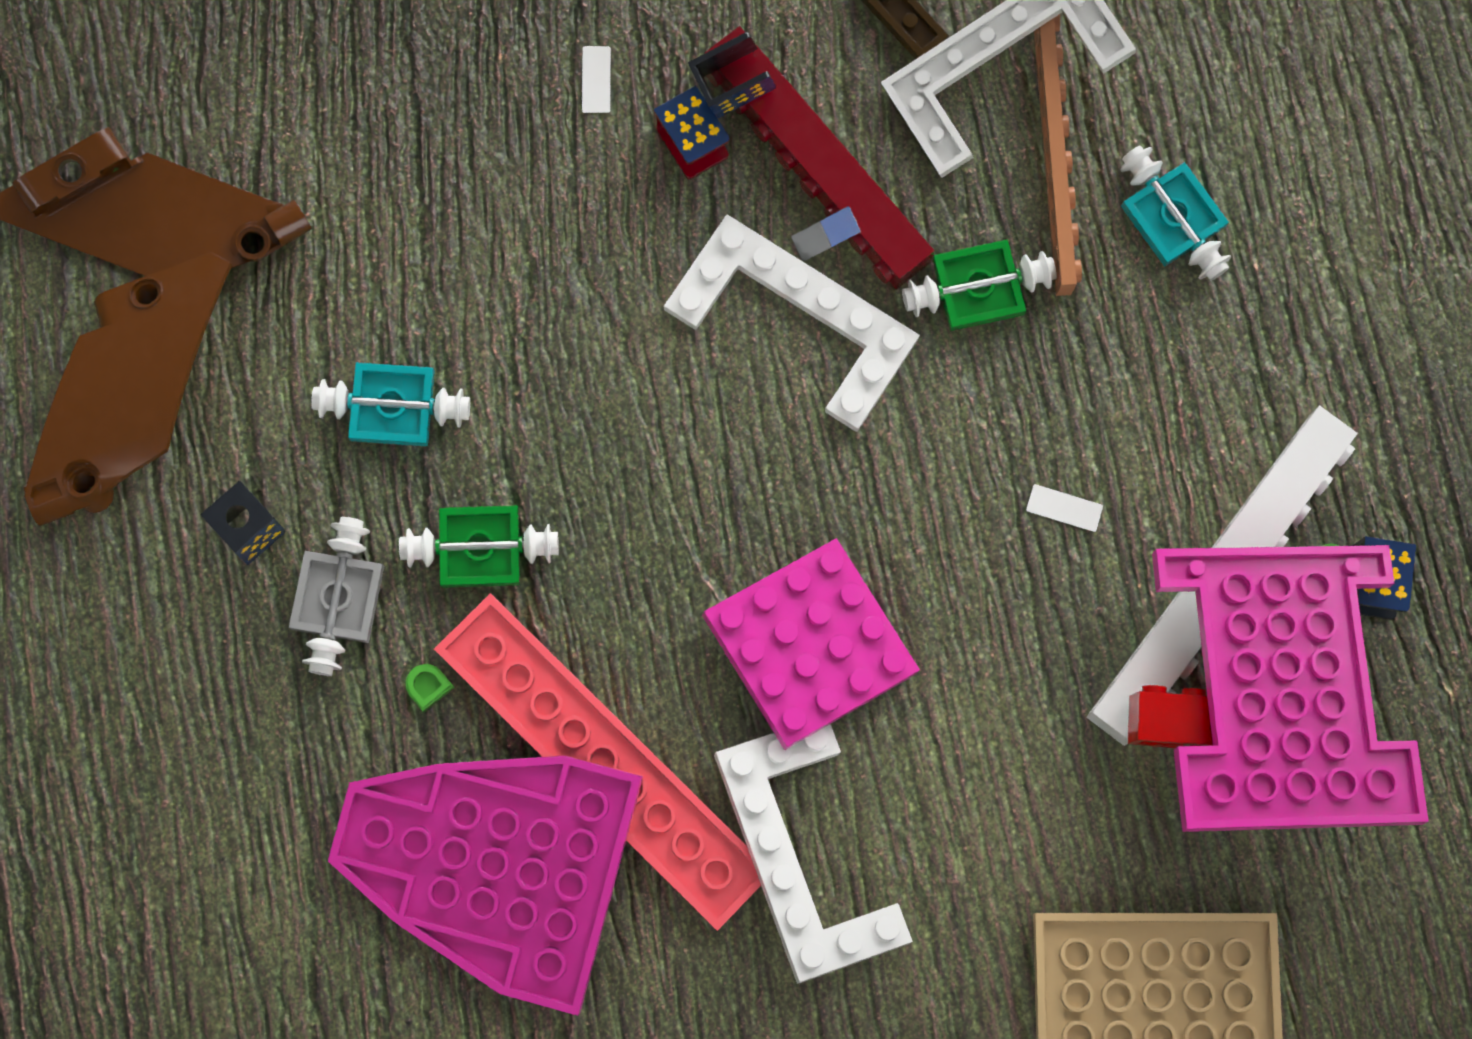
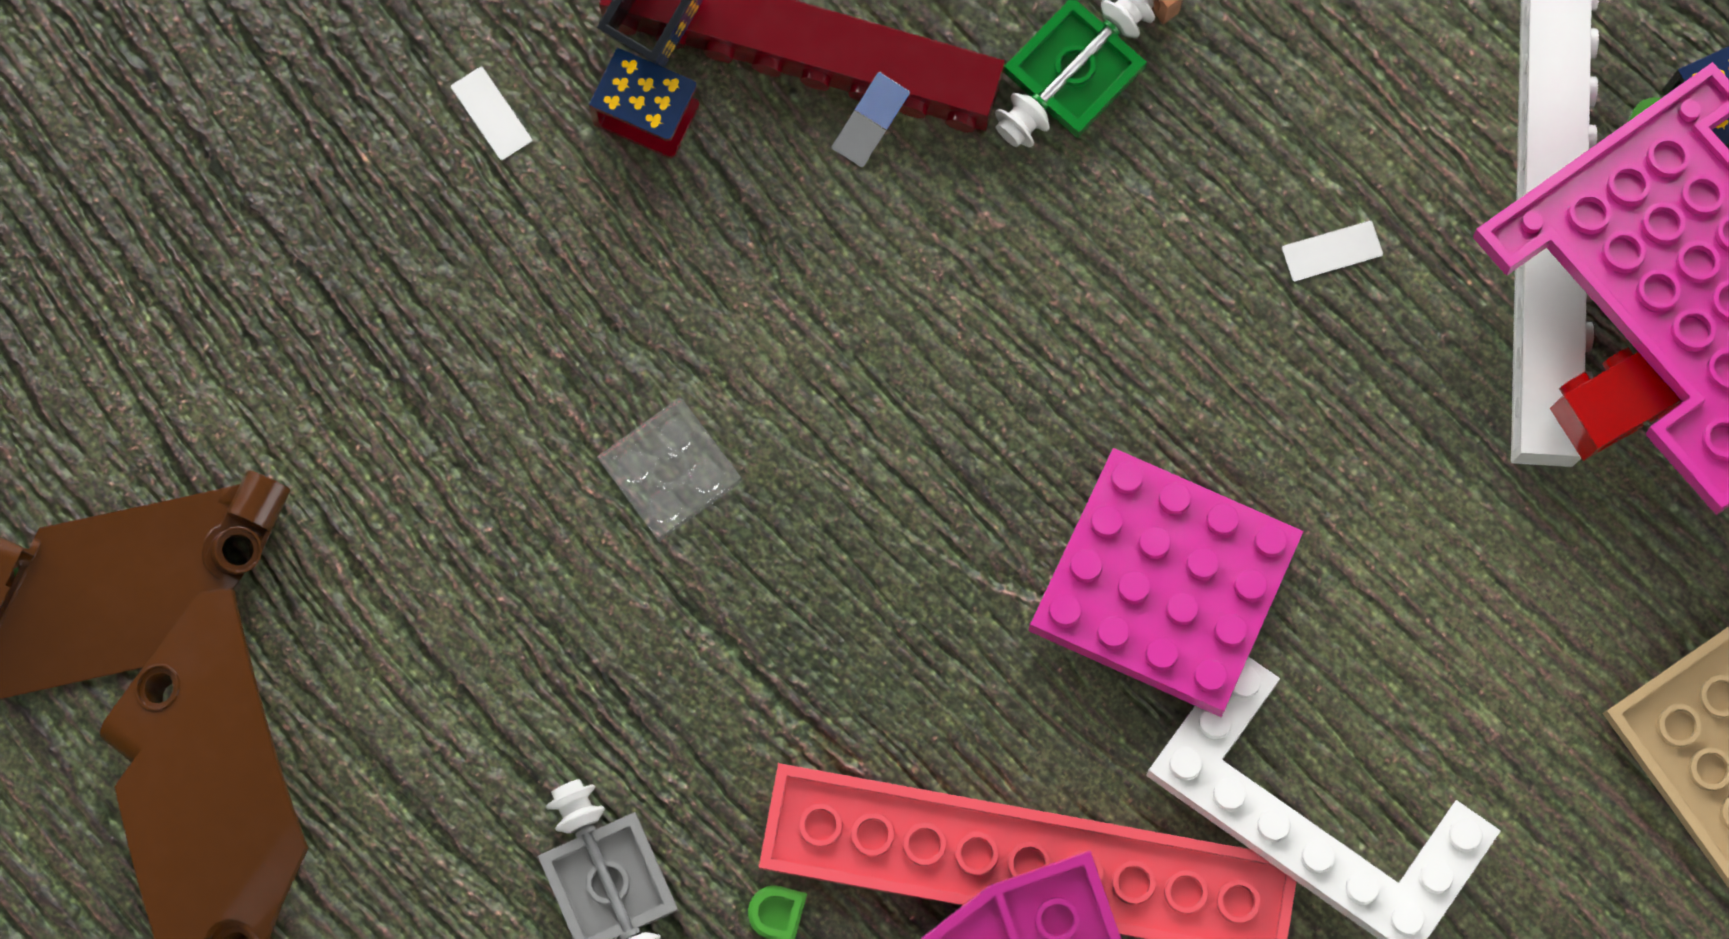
camera: 30 degrees left, 0 degrees up
(253, 537) = (471, 884): black piece -> none
(391, 404) = (518, 627): teal plate -> none
(479, 546) = (728, 719): green plate -> none
(551, 368) = (669, 469): none -> clear plate
(742, 249) = (1004, 193): white plate -> none

